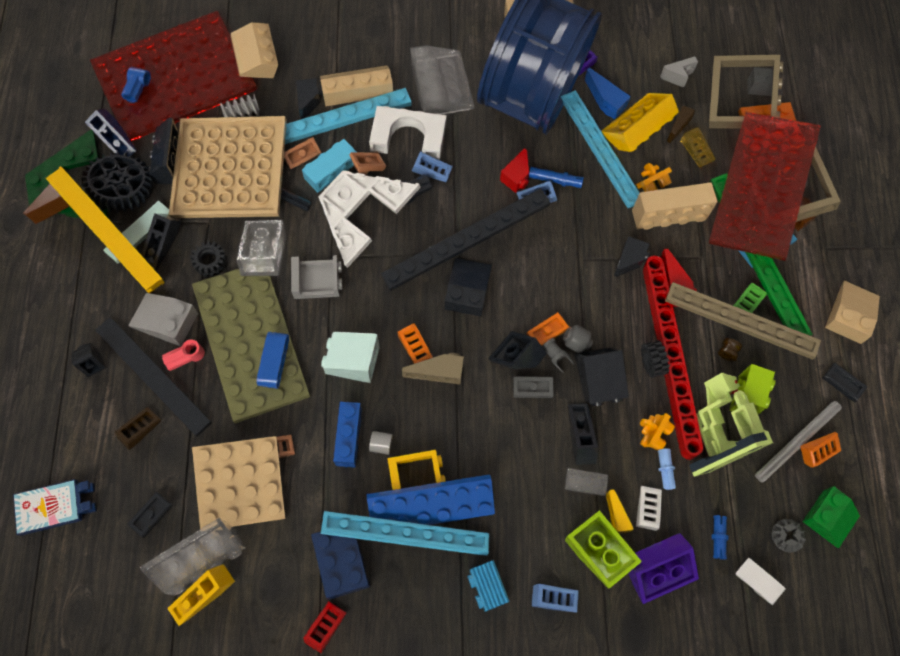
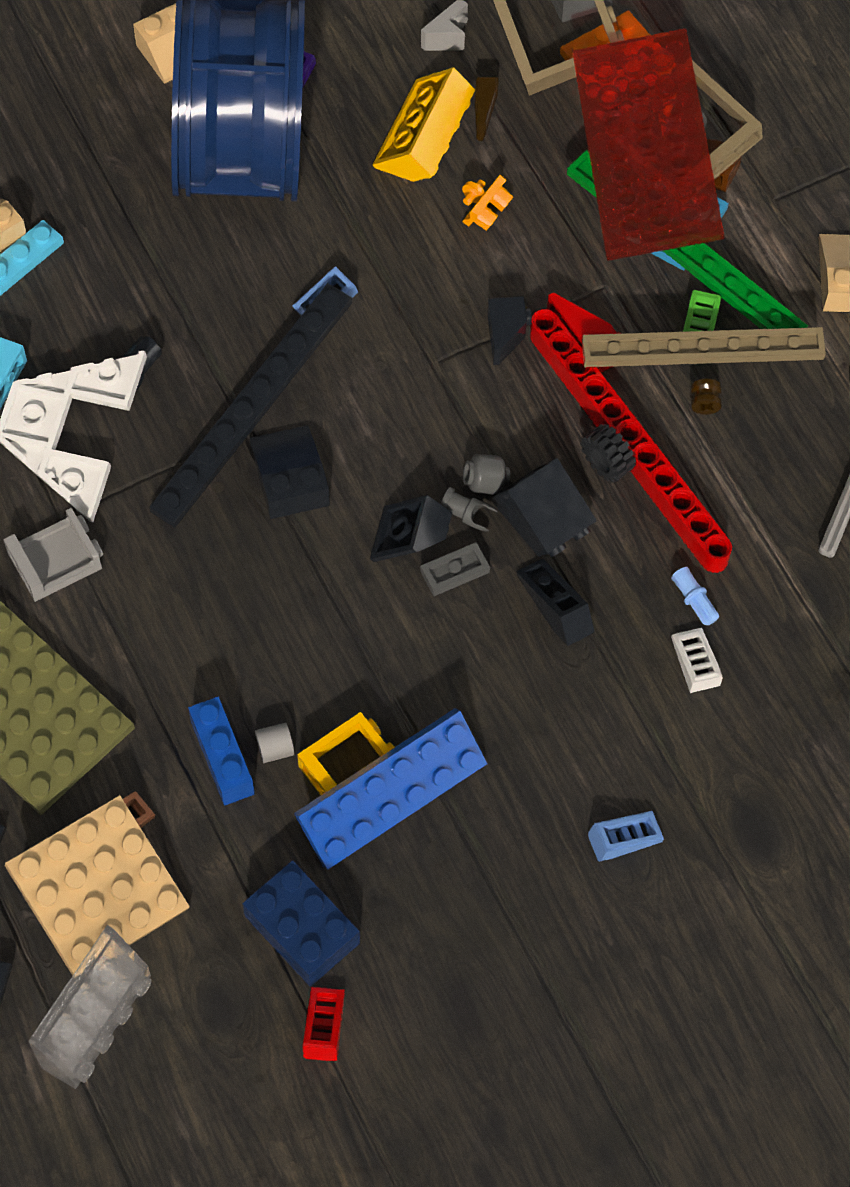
camera: 25 degrees left, 5 degrees down
(201, 593) = (121, 1062): yellow slope -> none
(272, 360) = (56, 695): blue beam -> none
(351, 355) = (168, 639): light aqua slope -> none
(367, 162) = (43, 354): nougat slope -> none
(389, 119) = (112, 260): white arch -> none
(405, 533) = (374, 841): medium azure tile -> none
(408, 331) = (249, 571): orange slope -> none
(428, 160) = (133, 331): medium blue slope -> none
(441, 80) = (91, 187): clear slope -> none
(443, 368) = (308, 602): dark tan slope -> none
(488, 586) = (526, 861): dark azure brick -> none
(516, 172) = (279, 276): red slope -> none
(548, 329) = (438, 477): orange plate -> none
(556, 177) = (349, 257): blue pin -> none
(586, 482) = (593, 663): clear plate -> none
(601, 148) = (389, 191): medium azure tile -> none
(602, 549) = (657, 736): lime slope -> none
(607, 95) = (359, 108): blue slope -> none
(617, 513) = (661, 689): yellow slope -> none
(653, 429) = (651, 551): light orange hips -> none
(664, 568) = (751, 727): dark purple slope -> none
(674, 206) = (532, 228): tan brick -> none
(695, 136) = (523, 117): clear yellow slope -> none
(710, 419) = (724, 502): yellowish green container -> none
(720, 537) = (809, 653): blue pin -> none
(756, 384) = (762, 438): lime brick -> none

